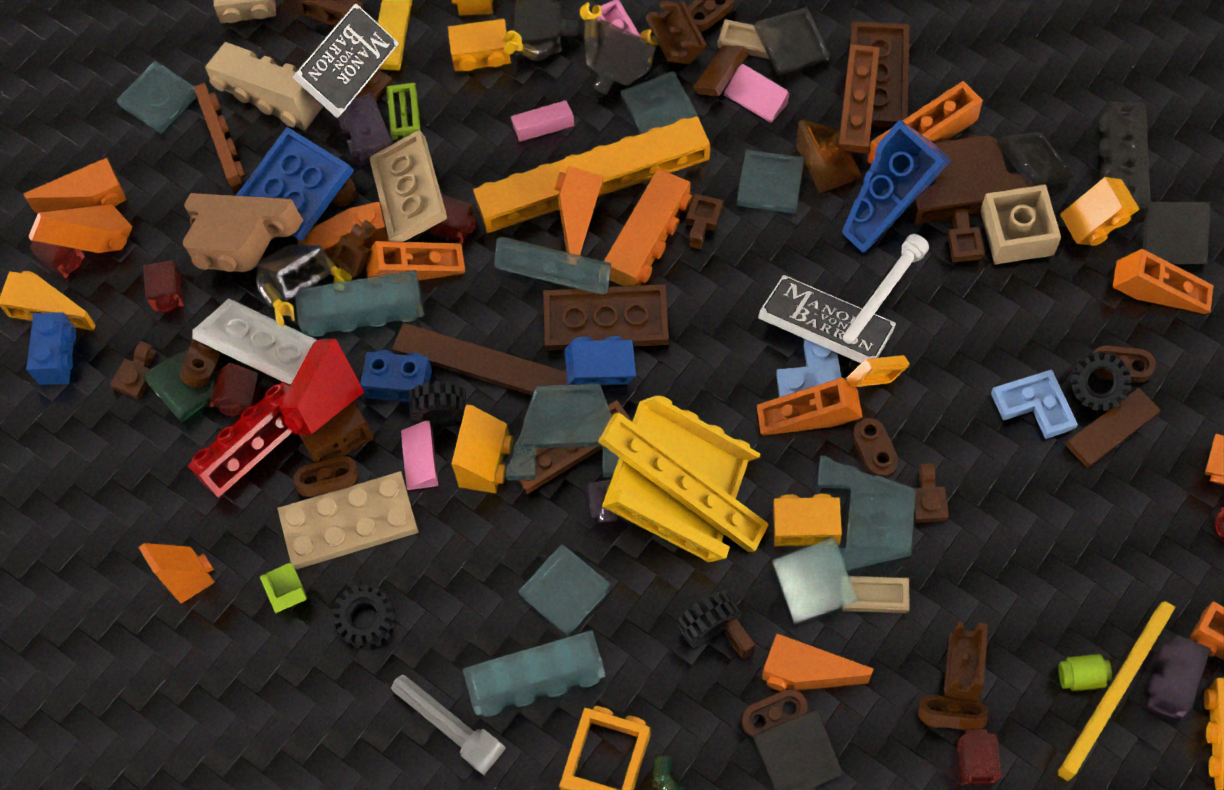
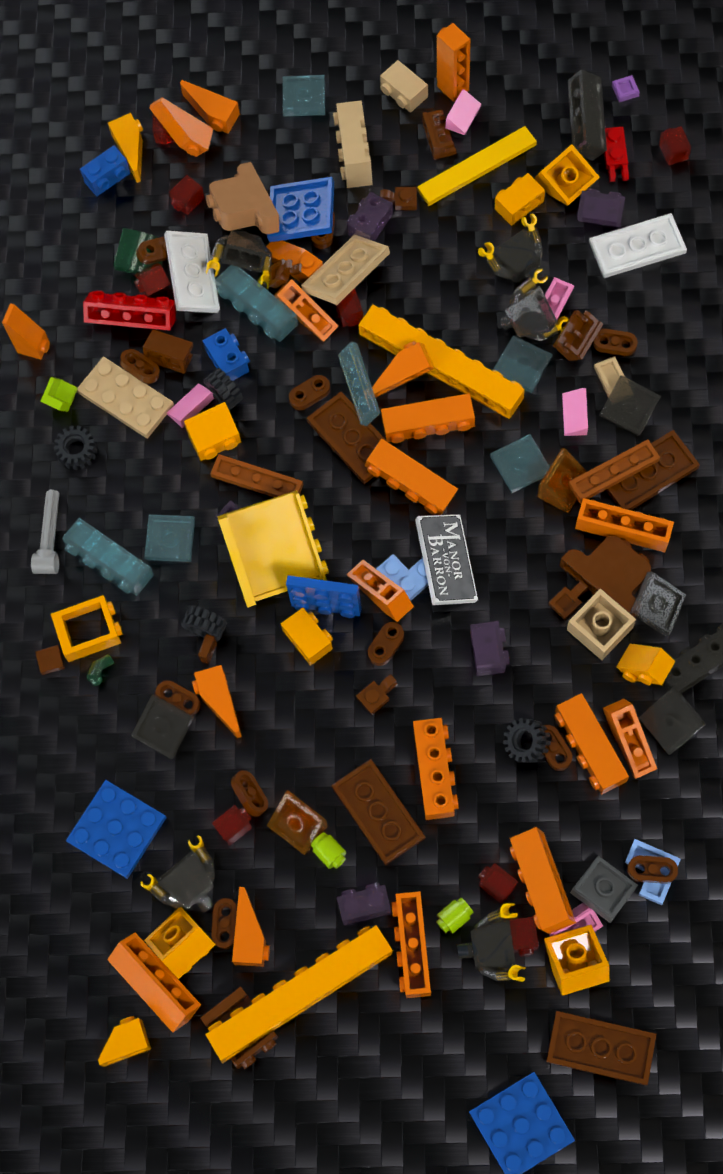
camera: 55 degrees right, 5 degrees up
(129, 375) = (125, 220): reddish brown plate -> none
(217, 127) = (304, 143): dark orange plate -> none
(320, 388) = (179, 321): red slope -> none
(345, 60) = (397, 172): tile -> none
(405, 130) = (406, 235): lime tile -> none
(476, 360) = (273, 396): reddish brown tile -> none
(478, 45) = (475, 231): light orange brick -> none
(513, 323) = (311, 393): none -> reddish brown plate
(543, 121) = (457, 308): bright pink slope -> none
(561, 419) = (265, 461): clear light blue wing -> none
(600, 361) = (317, 453): blue brick -> none
(683, 482) = (267, 550): yellow plate -> none
(703, 215) = (463, 441): reddish brown plate -> none
(706, 289) = (410, 477): none -> orange brick
(720, 70) = (574, 380): reddish brown tile -> none
(784, 462) = (324, 596): none -> blue plate
(815, 580) = (272, 665): clear light blue tile -> none
(878, 371) = (430, 608): light orange tile -> none
(878, 514) = (336, 675): clear light blue wing -> none
(880, 594) = (293, 705): tan tile -> none
(899, 174) = (573, 529): blue wedge -> none
(912, 250) = (536, 576): white piece -> none
(964, 348) = (488, 648): none -> clear purple brick
(966, 662) = (289, 779): reddish brown hinge -> none
(1027, 683) = (297, 822): none -> clear orange slope
(1036, 394) = (492, 714): light blue plate -> none
(1064, 496) = (433, 768): none -> orange brick
(1070, 590) = (378, 812): none -> reddish brown tile
(1113, 428) = (506, 770): reddish brown tile -> none
(1115, 691) = (331, 875): yellow tile -> none
(1146, 325) = (591, 744): none -> orange brick

